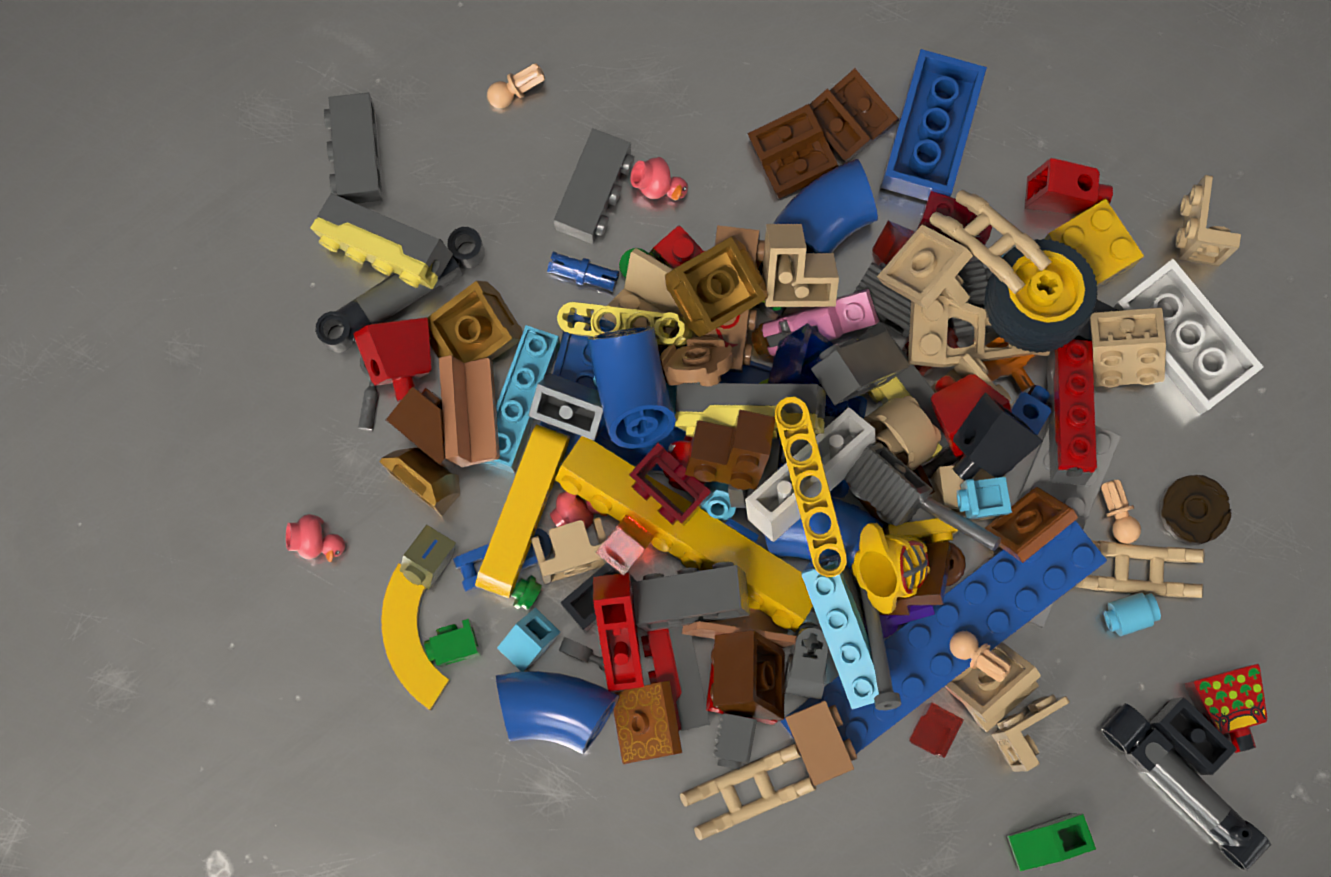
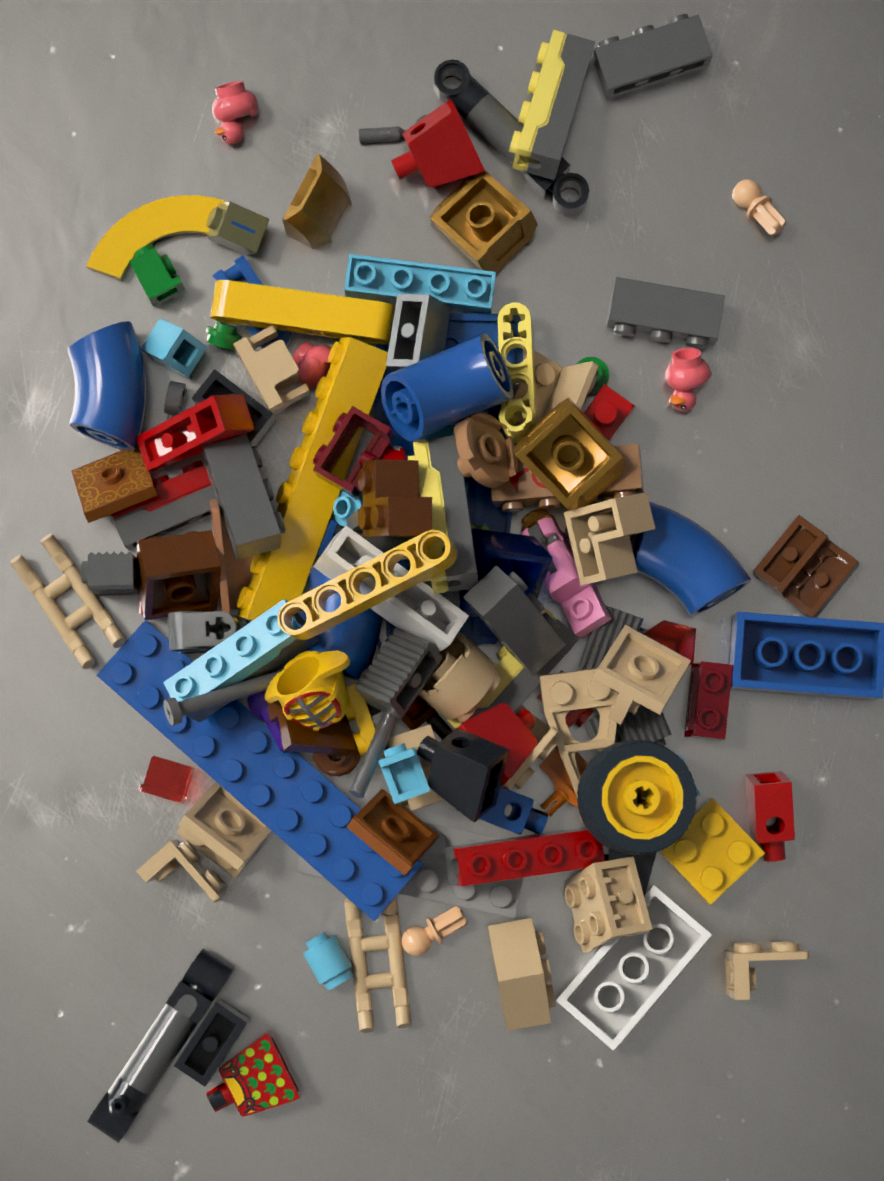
camera: 80 degrees right, 5 degrees up
(421, 421) = (368, 196): reddish brown slope -> none
(469, 411) = (392, 233): nougat panel -> none
(583, 271) = (572, 321): blue pin -> none
(625, 544) = (282, 418): clear red panel -> none
(793, 151) = (751, 514): reddish brown slope -> none
(821, 742) = (128, 661): medium nougat brick -> none
(965, 646) = (254, 790): light nougat axle -> none
(991, 256) = (662, 733): tan piece -> none
(1051, 842) = (76, 916): green slope -> none
(1175, 437) = (522, 974): none -> tan brick
(1195, 509) = (454, 1011): dark brown tile -> none

